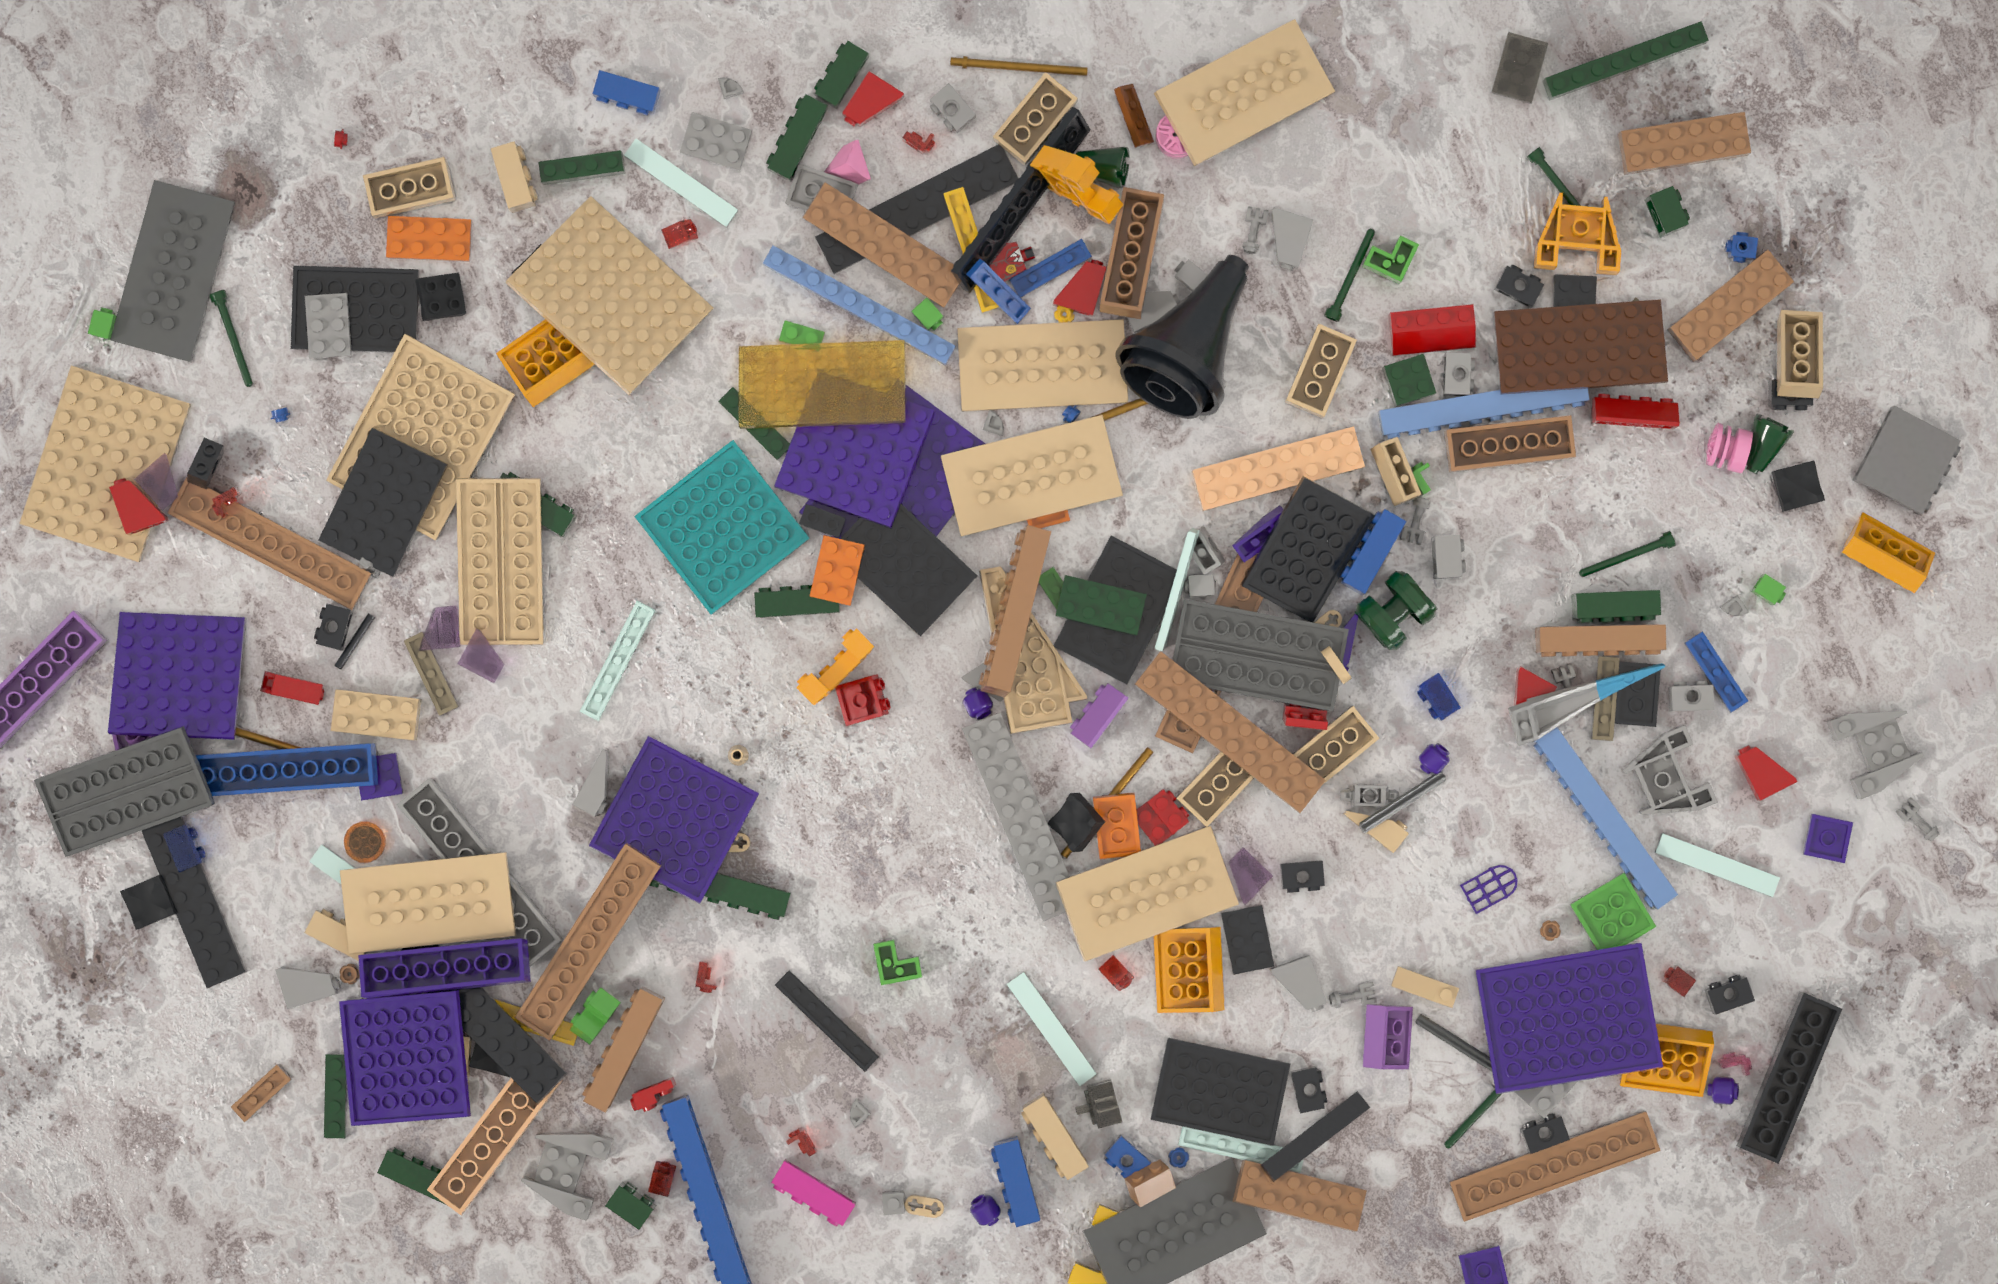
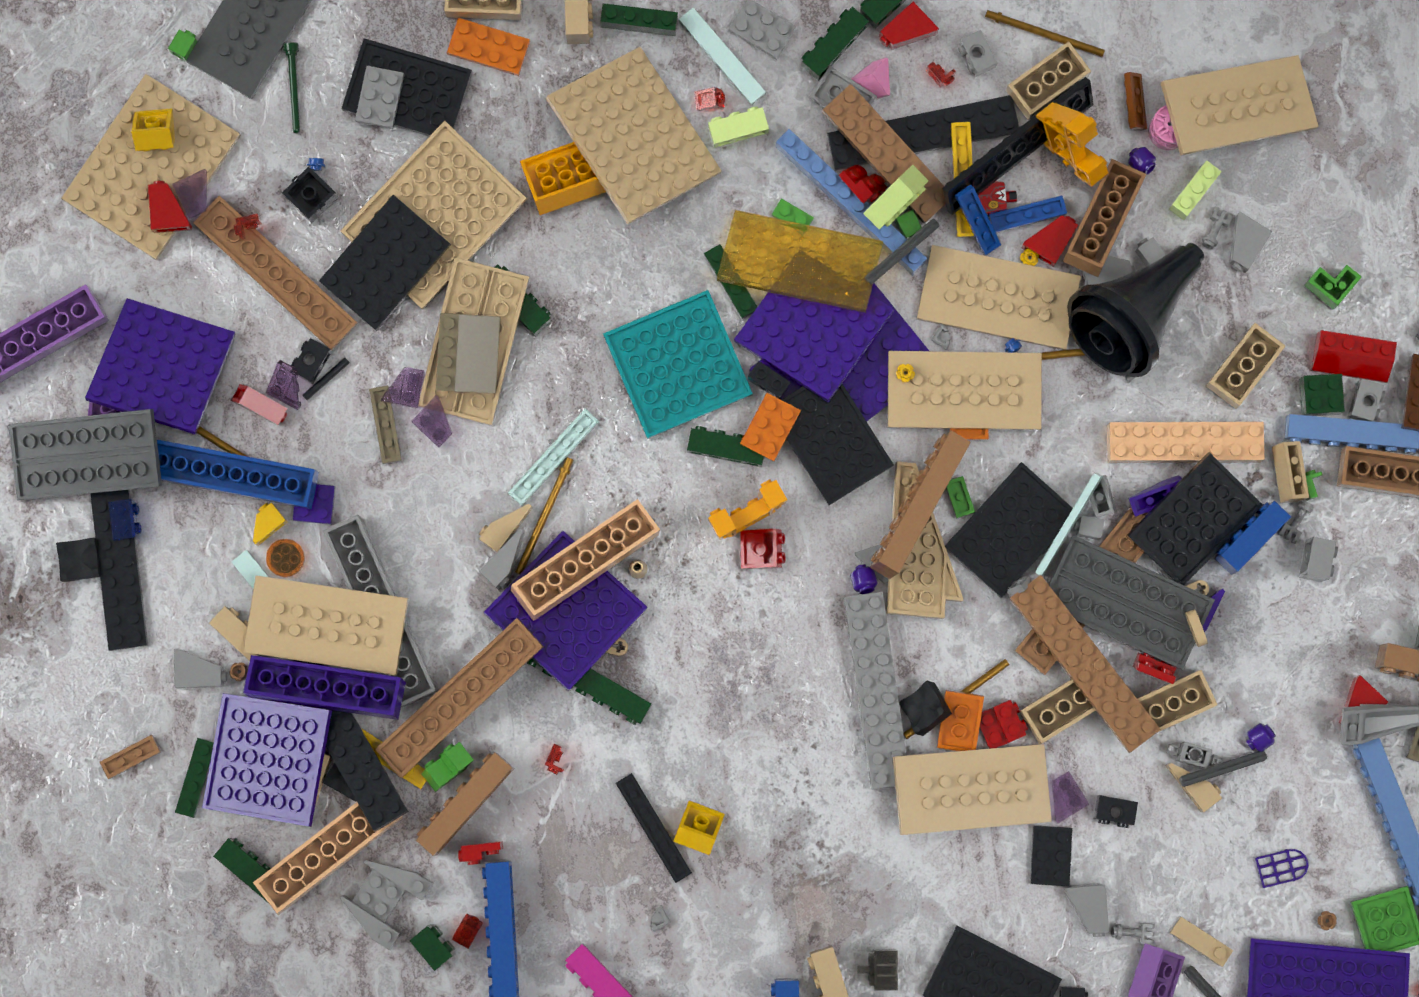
camera: 15 degrees right, 5 degrees down
(97, 425) = (153, 130): none -> yellow slope
(205, 463) = (238, 187): black brick -> none
(283, 450) = (310, 194): none -> black brick
(313, 660) = (284, 385): none -> clear purple wing
(336, 810) = (267, 523): none -> yellow slope
(367, 565) = (355, 314): light grey tile -> none
(376, 714) = (326, 447): tan brick -> none
(441, 296) = (485, 98): black brick -> none
(497, 576) = (468, 353): none -> dark tan slope
(583, 754) = (502, 530): none -> tan slope
(633, 672) = (564, 470): none -> pearl gold bar
(680, 762) = (585, 560): none -> light nougat brick
(718, 255) = (738, 127): none -> yellowish green brick
(805, 1144) = (605, 933): clear red bracket -> none
(867, 284) = (863, 186): none -> red plate
(873, 1008) = (699, 827): none -> yellow slope
(894, 970) = (724, 796): bright green brick -> none
(906, 292) = (897, 198): none -> yellowish green brick
(926, 347) = (902, 251): none -> dark grey axle
(969, 474) = (900, 373): none -> yellow plate
(1051, 1029) = (853, 889): light aqua tile -> none
(1098, 715) = (969, 617): medium lavender slope -> none
(1100, 605) = (997, 520): dark green brick -> none
(1110, 164) = (1107, 140): dark green cone -> none
(1116, 973) = (925, 854): clear red bracket -> none
(1141, 668) = (1019, 586): none -> light grey tile
(1157, 178) = (1142, 160): none -> dark purple head
(1189, 970) = (991, 869): light orange slope -> none
(1221, 195) = (1195, 190): none -> yellowish green brick
(1334, 312) = (1269, 318): dark green piece -> none
(1407, 601) = (1273, 588): dark green piece -> none
(1438, 697) = (1277, 683): clear blue bracket -> none
(1564, 677) = (1396, 696): light grey hinge -> none

